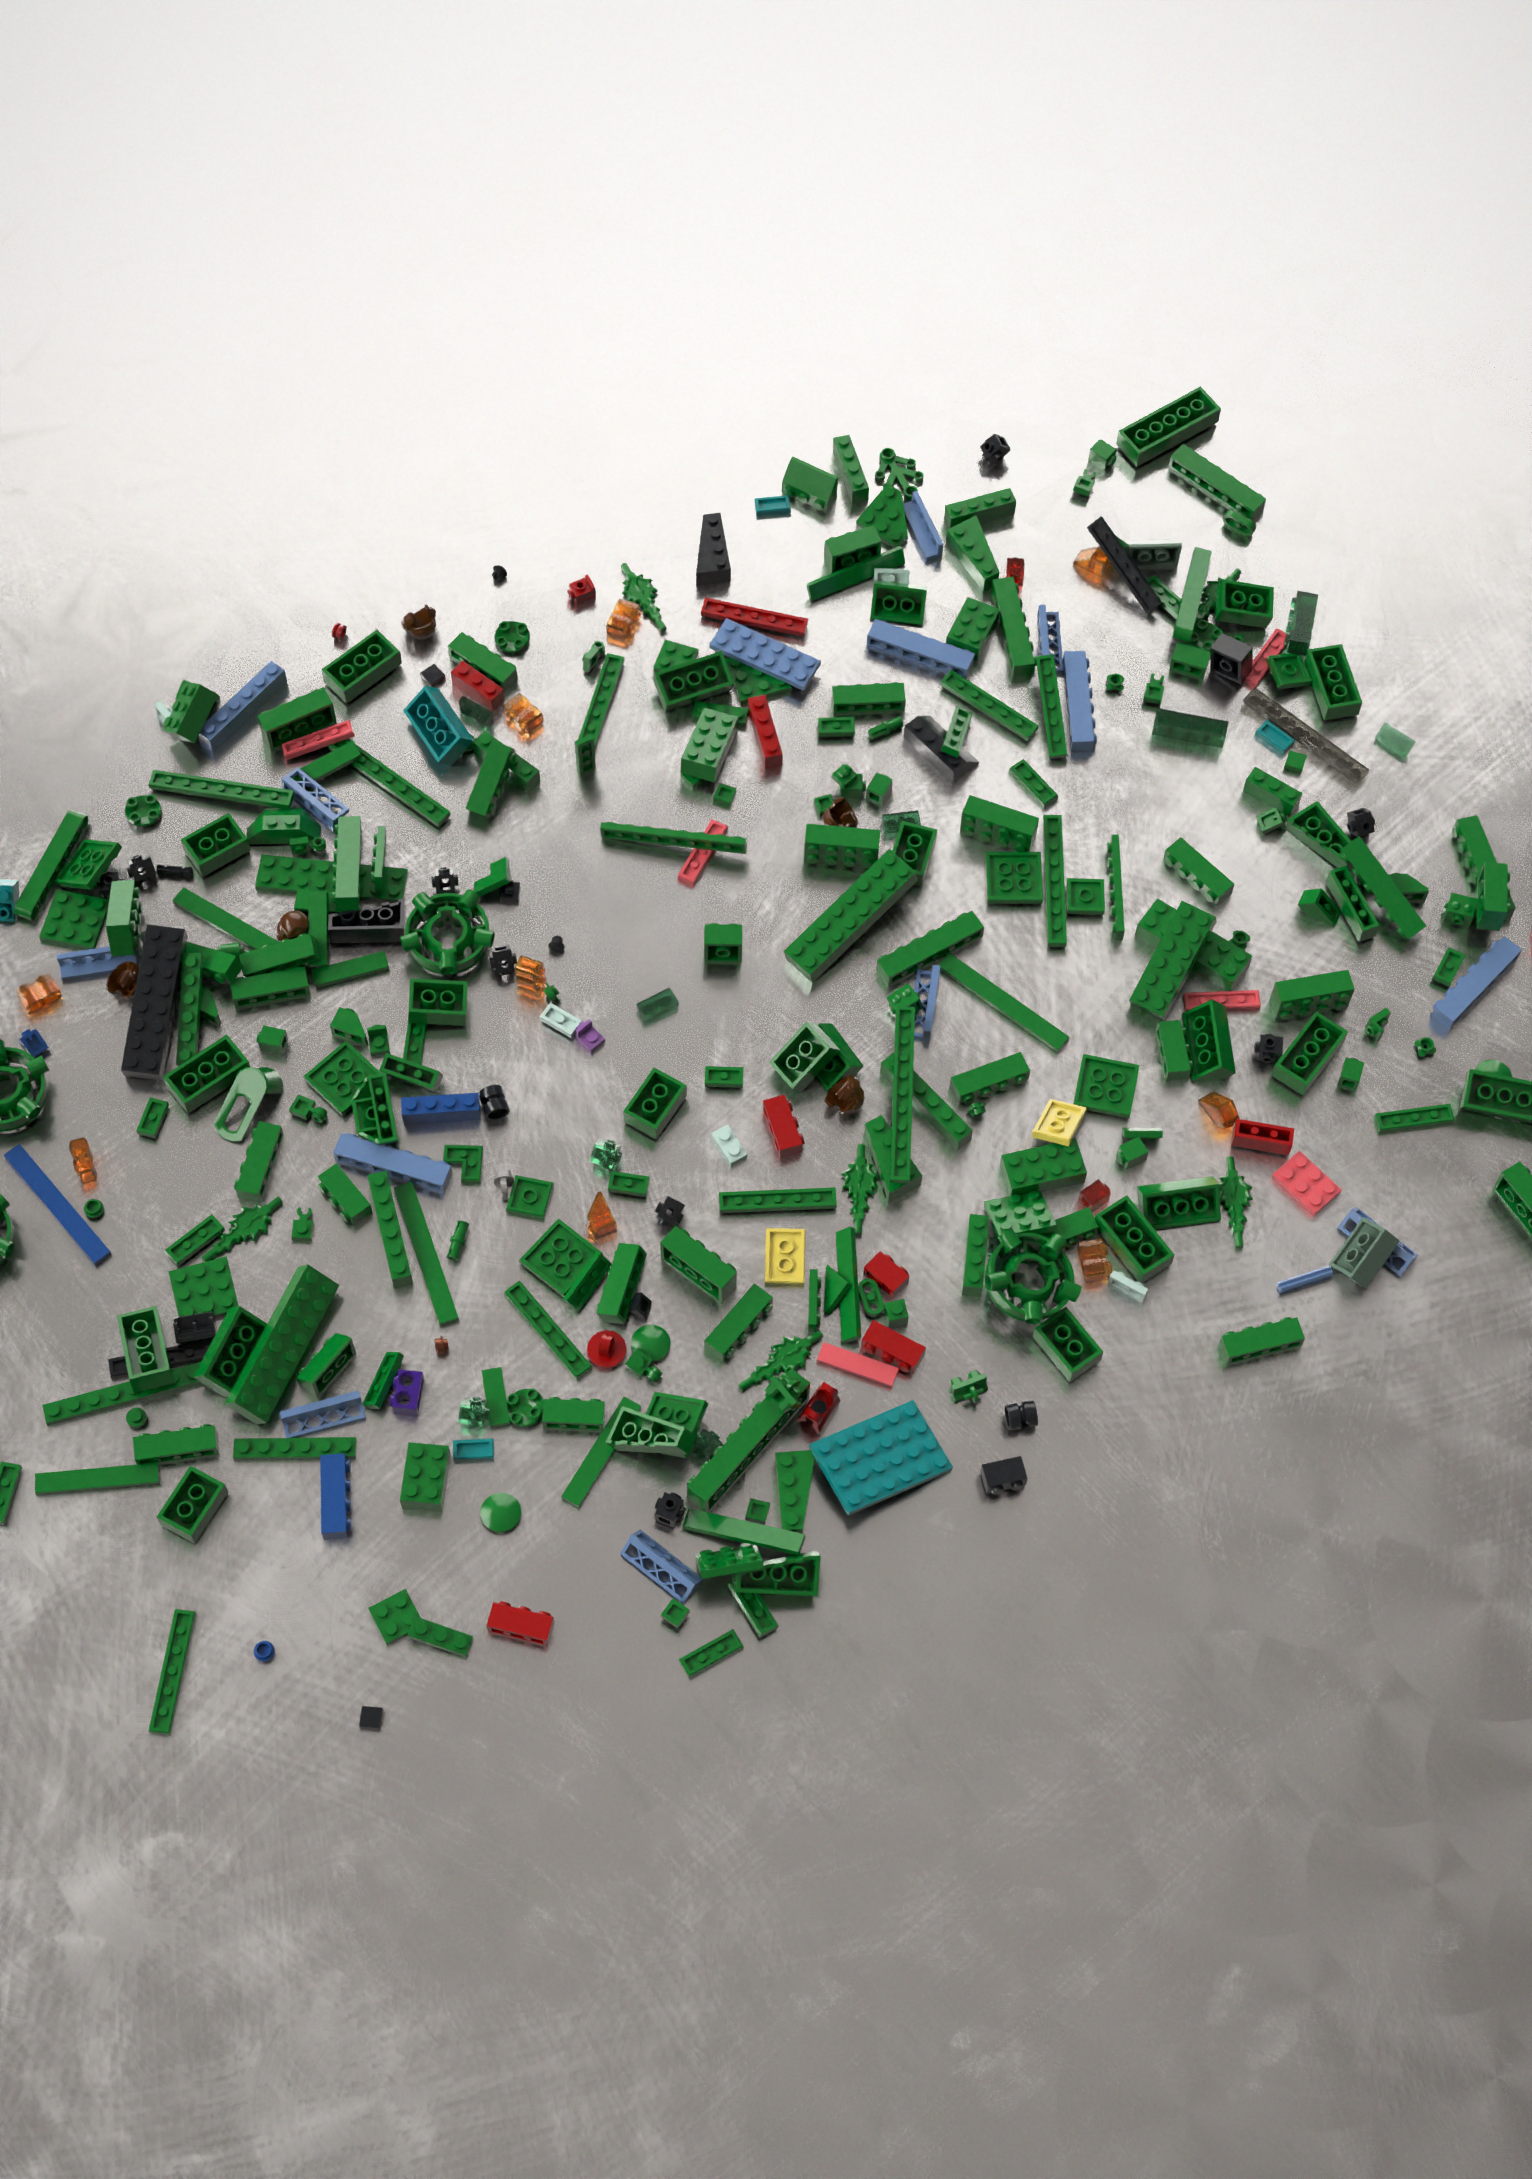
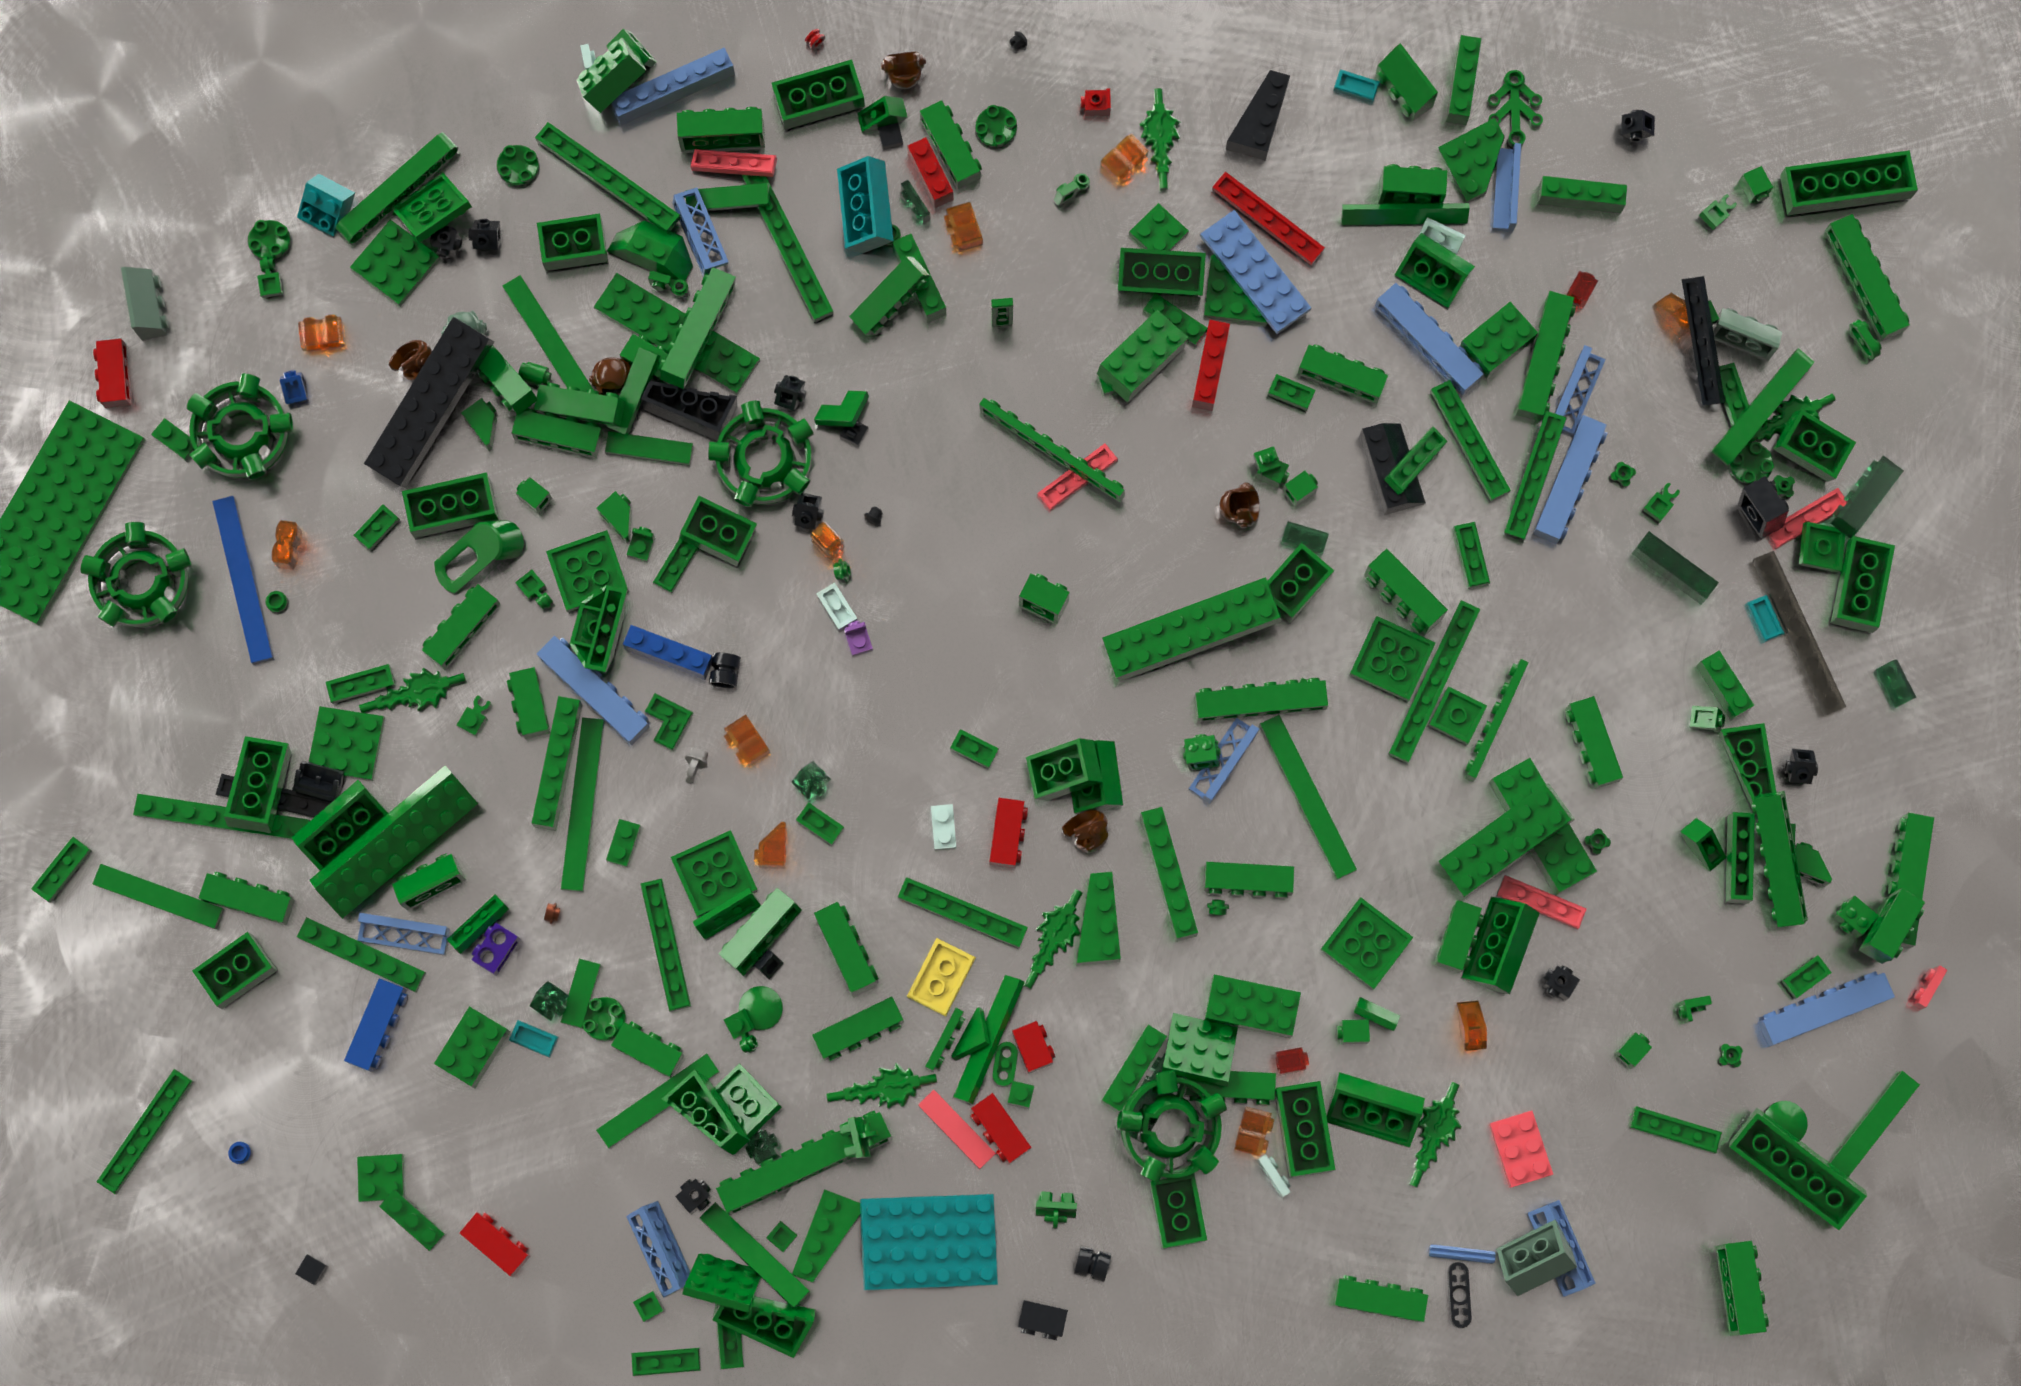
camera: 25 degrees right, 15 degrees up
(94, 965) = (395, 324): medium blue fence -> none
(123, 918) = (438, 291): green brick -> none
(136, 1417) = (222, 849): green plate -> none
(173, 870) = (519, 251): black axle -> none
(189, 1007) = (463, 423): green plate -> none
(378, 863) = (729, 342): plate -> none
(411, 1072) = (655, 599): green brick -> none
(419, 659) = (883, 112): none -> green slope
(457, 1240) = (619, 806): green pin -> none
(474, 1268) = (623, 843): none -> green plate
(500, 1512) = (530, 1117): green dish -> none
(529, 1197) = (714, 791): green tile -> none
(537, 1147) = (746, 740): none -> clear orange brick
(602, 696) = (1054, 247): green plate -> none
(606, 1349) = (714, 994): red tile -> none
(655, 1103) = (887, 748): green brick -> none
(657, 1004) = (945, 634): clear green plate -> none
(674, 1206) = (849, 870): black brick -> none
(724, 794) = (1133, 419): green tile -> none
(821, 1407) = (892, 1161): red piece -> none
(823, 803) = (1233, 478): green tile -> none
(841, 845) = (1224, 541): green brick -> none
(885, 727) = (1343, 417): green axle -> none
(902, 1095) = (1142, 862): green plate -> none
(973, 551) = (1548, 242): green wedge -> none
(1059, 1122) = (1293, 964): light yellow tile -> none
(1190, 660) = (1719, 485): green brick -> none
(1262, 1137) = (1499, 1079): red brick -> none
(1295, 761) = (1771, 658): green tile -> none
(1309, 1053) = (1600, 1008): green brick -> none
(1311, 994) = (1637, 944): green brick -> none
(1332, 1320) = (1465, 1311): none -> black beam

